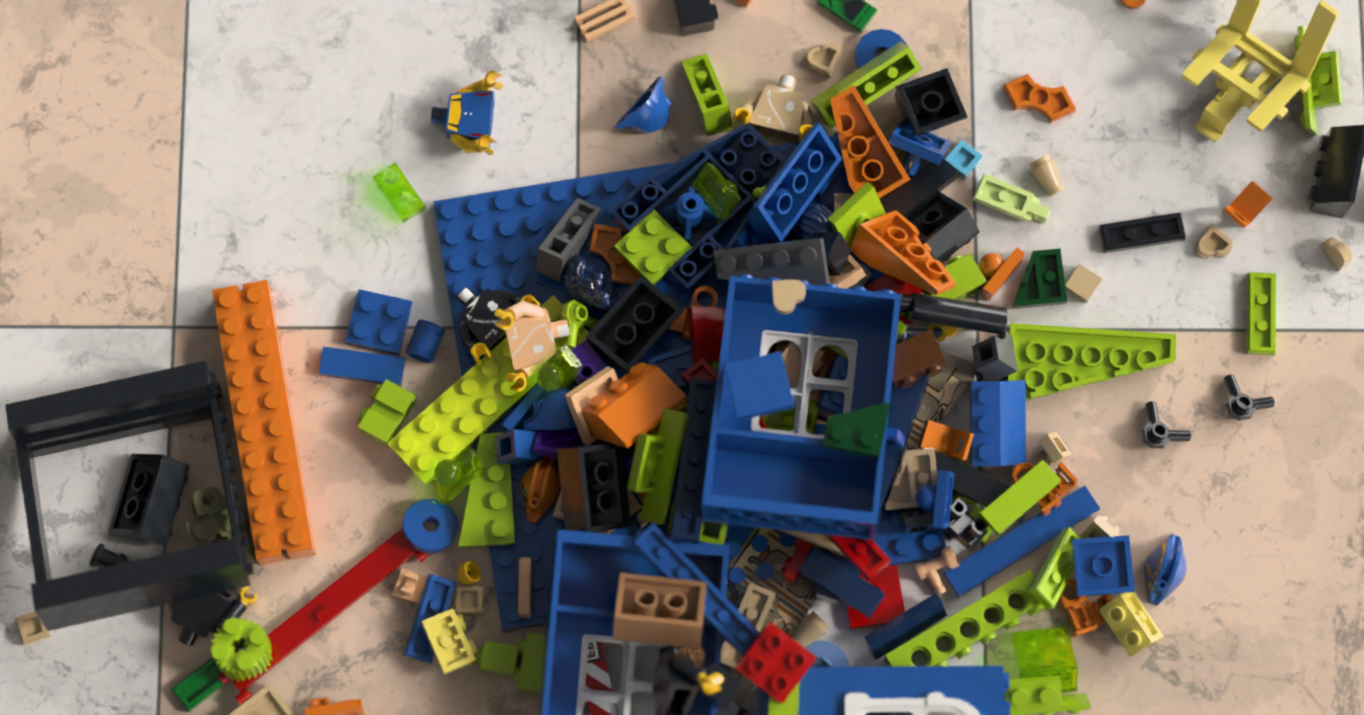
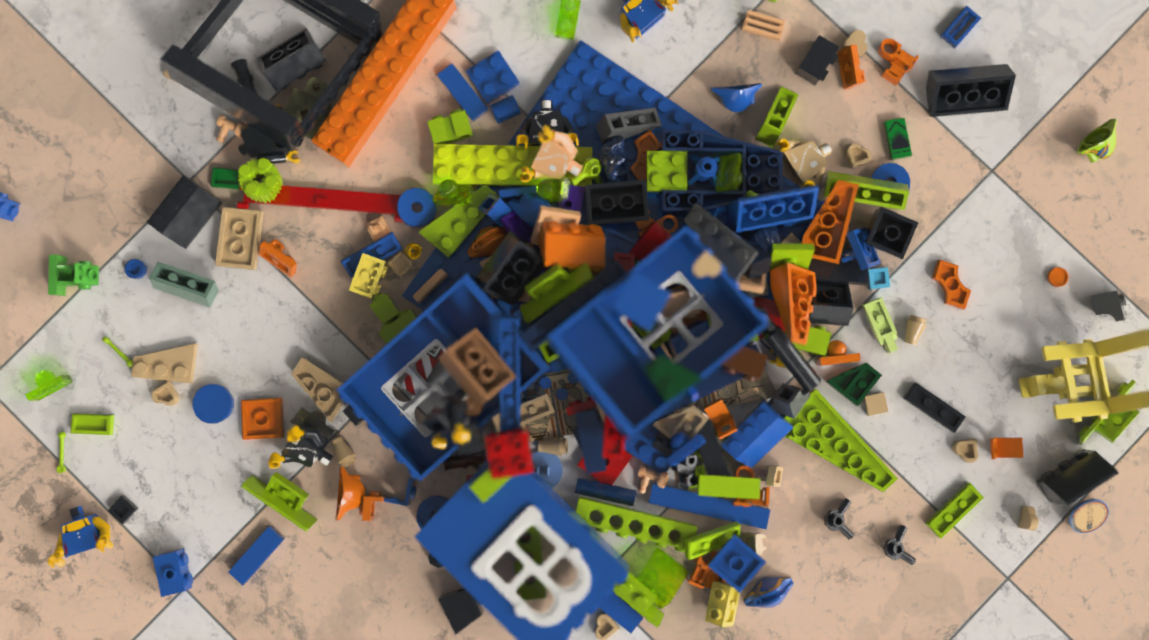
camera: 50 degrees right, 10 degrees up
(143, 631) = (226, 124): none -> light nougat piece

